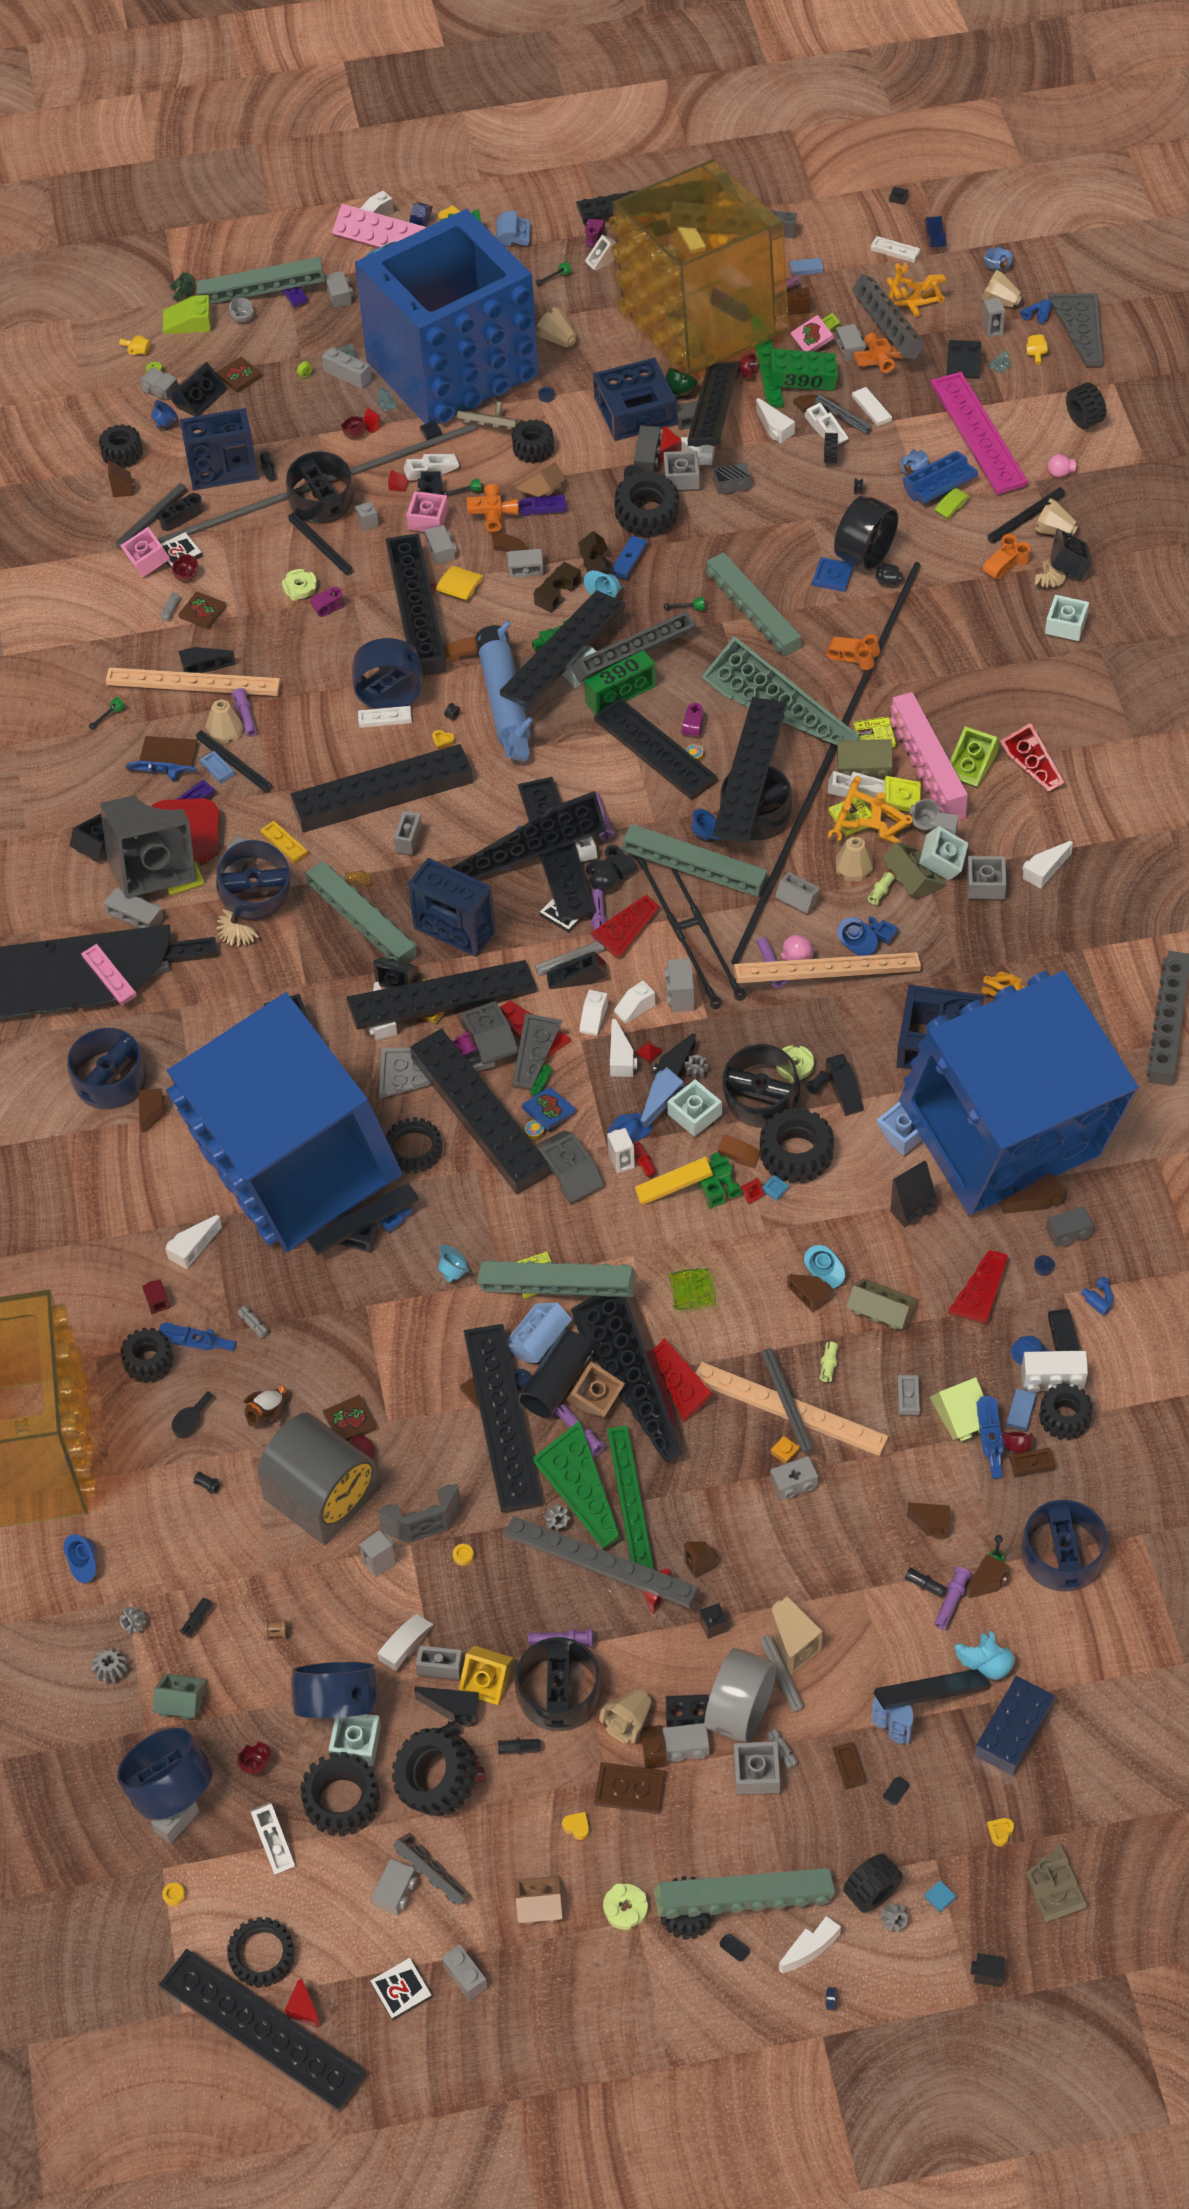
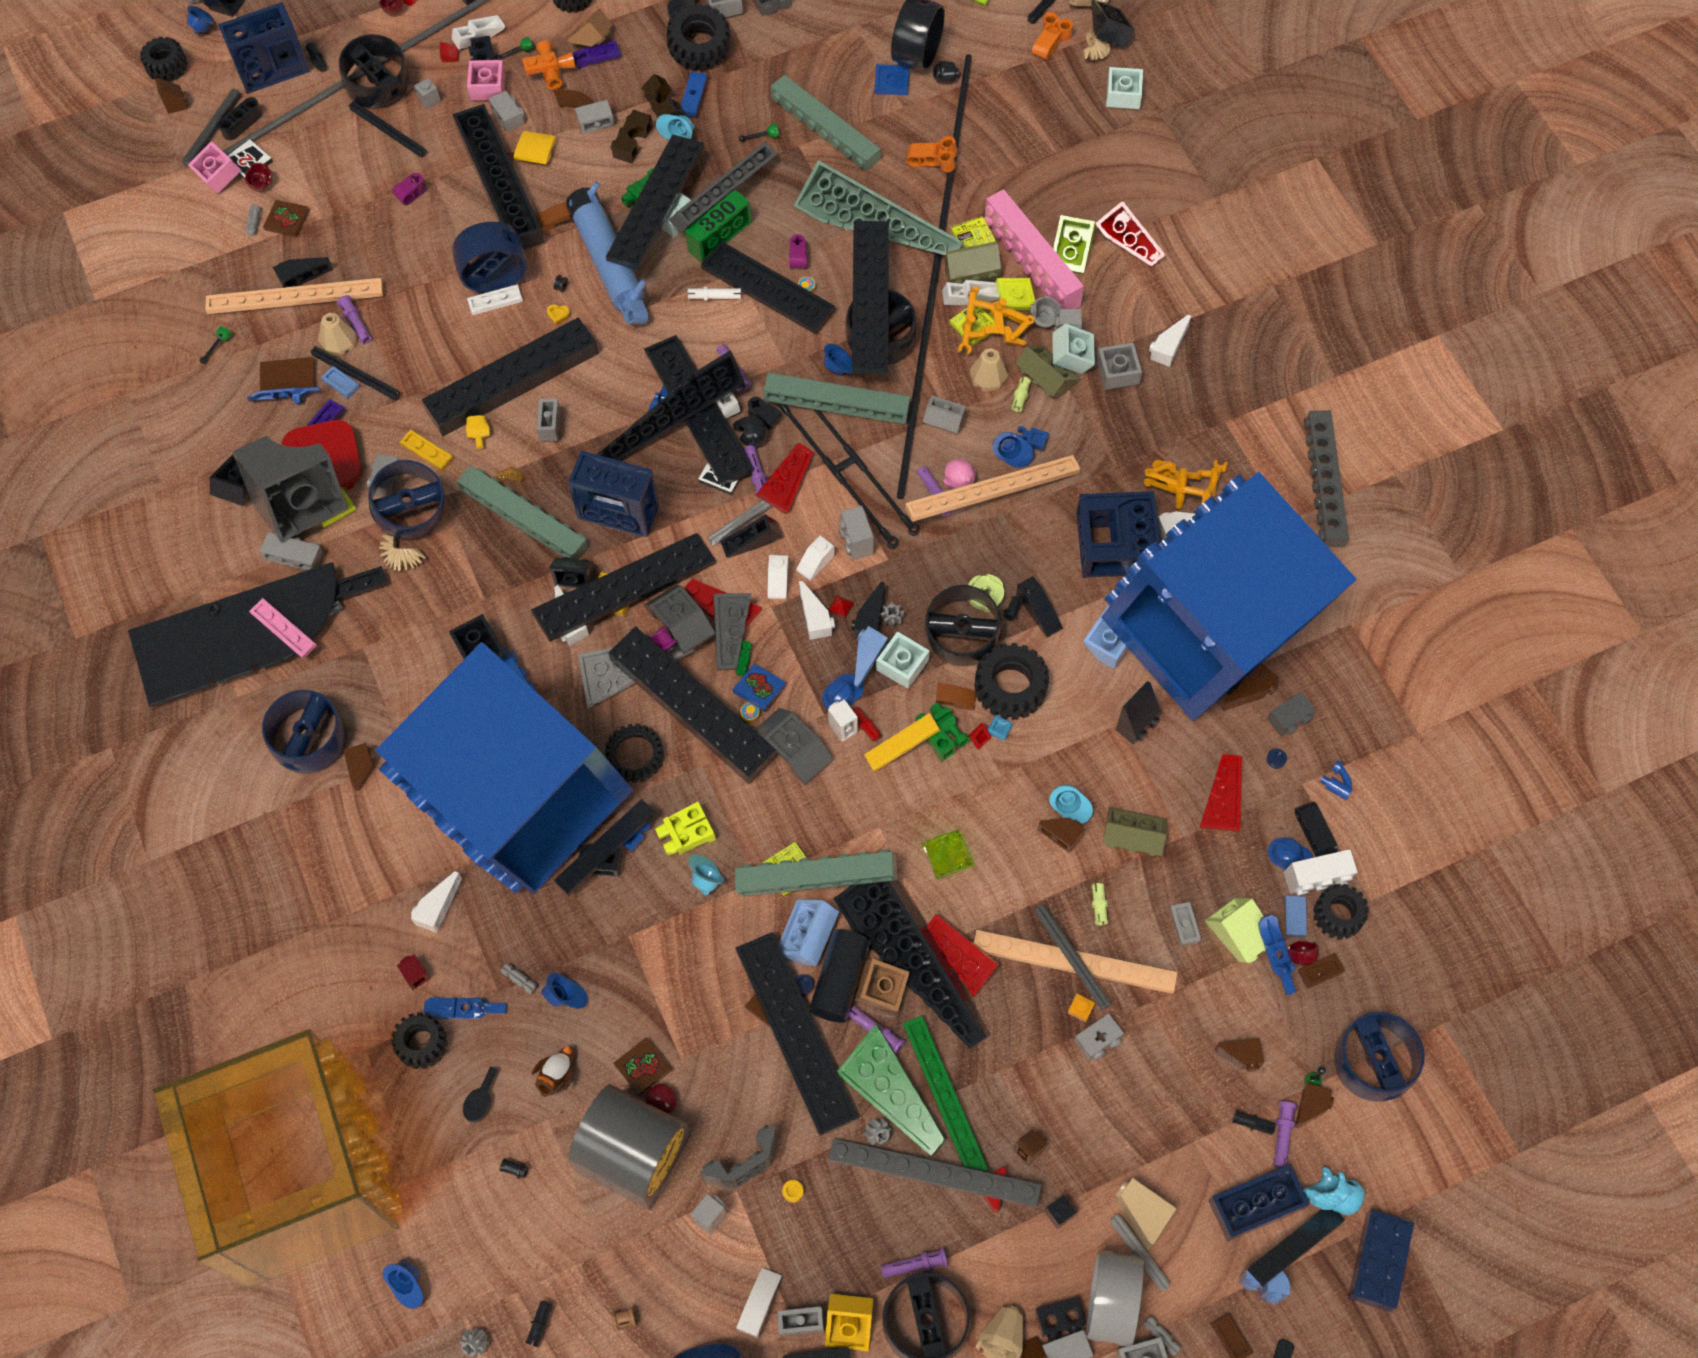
camera: 15 degrees left, 10 degrees up
(290, 1339) = (562, 991): none -> blue piece
(302, 591) = (378, 183): yellowish green plate -> none
(337, 830) = (477, 429): none -> yellow piece
(445, 1221) = (687, 830): none -> neon yellow hips
(600, 745) = (704, 293): none -> white pin
(908, 1650) = (1258, 1202): none -> dark blue brick

